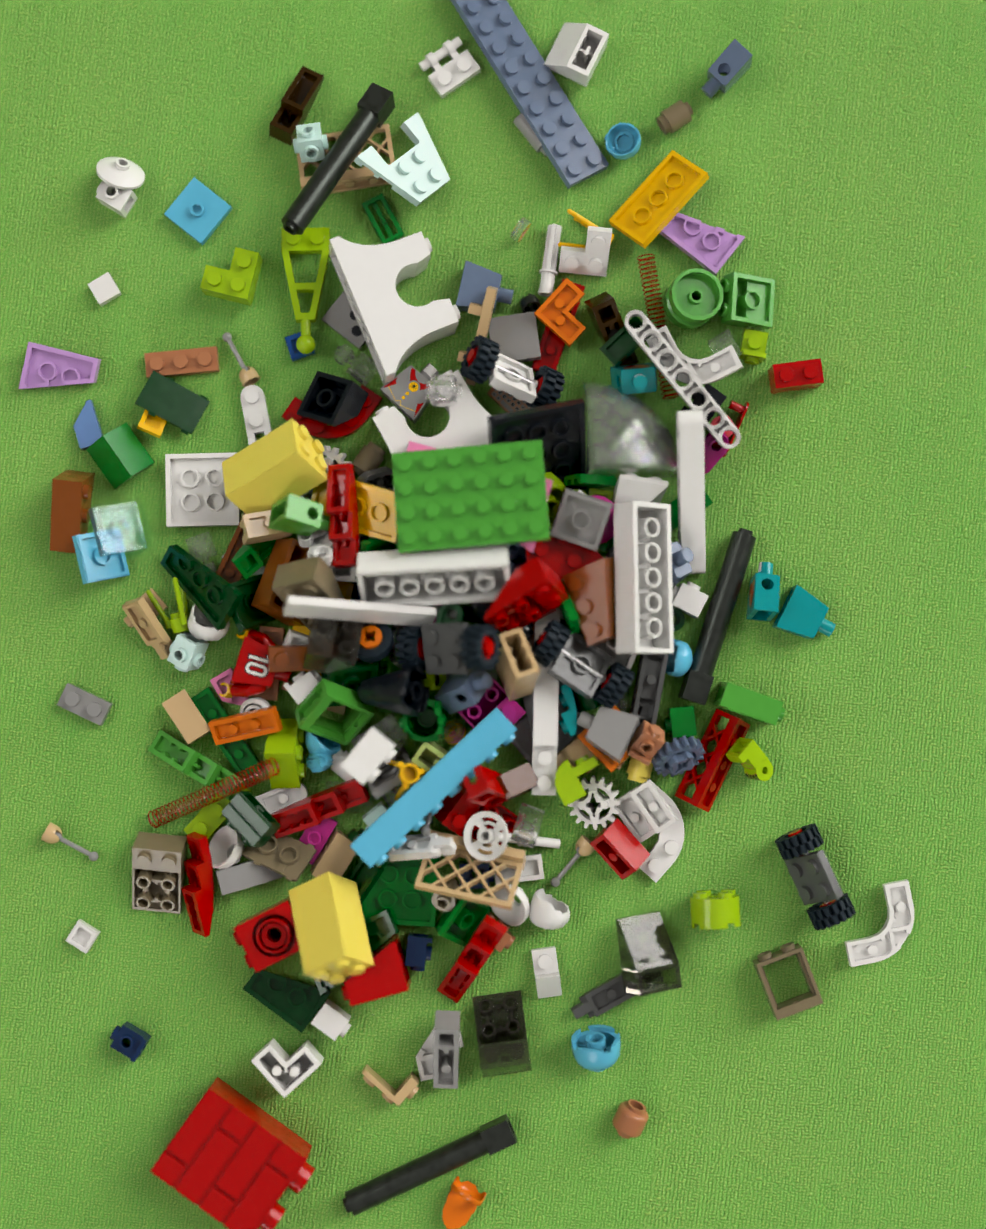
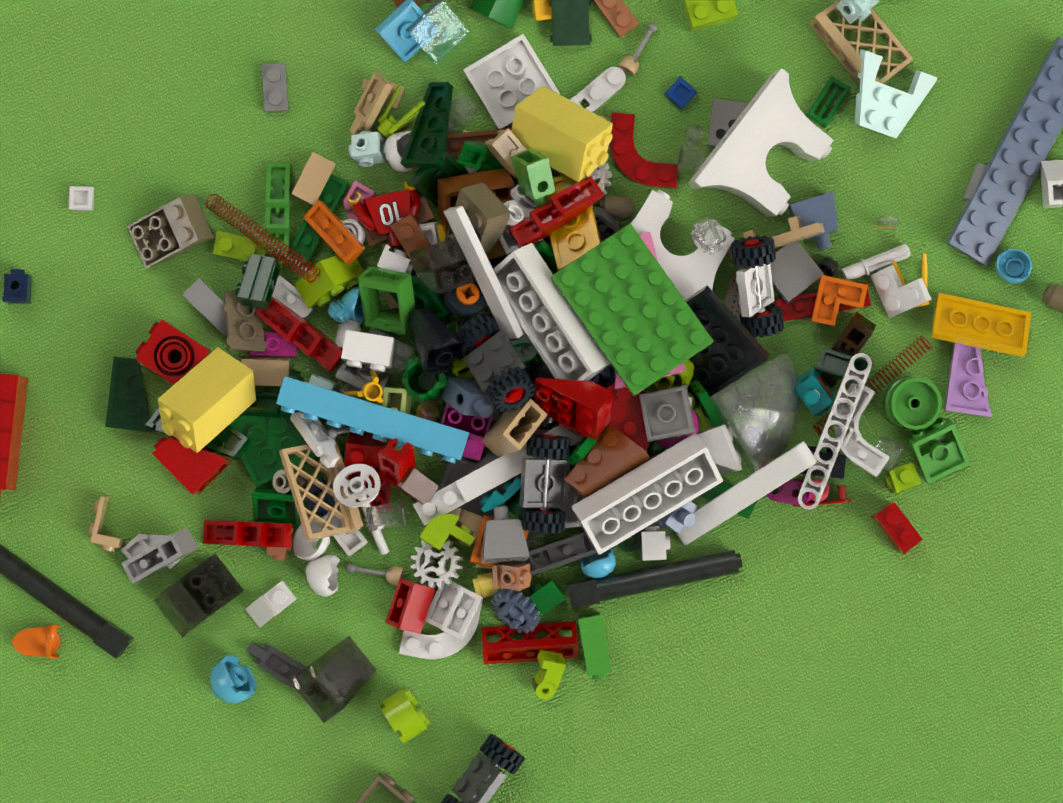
camera: 60 degrees right, 0 degrees up
(54, 834) = (151, 125): hinge -> none
(200, 890) = (174, 274): red slope -> none
(226, 848) = (222, 274): white piece -> none
(287, 1071) = (66, 430): white brick -> none
(311, 241) = (771, 46): lime plate -> none
(332, 400) = (648, 147): black slope -> none
(332, 1020) = (130, 446): white brick -> none
(372, 112) = (914, 40): pearl dark grey brick -> none
(409, 391) = (695, 206): light grey torso -> none
(418, 951) = (228, 485): dark blue brick -> none
(455, 72) = (989, 89): white plate -> none
(630, 1119) = (188, 743): nougat head -> none
(763, 603) = (688, 609): teal torso -> none
(803, 615) = (696, 650): teal torso -> none

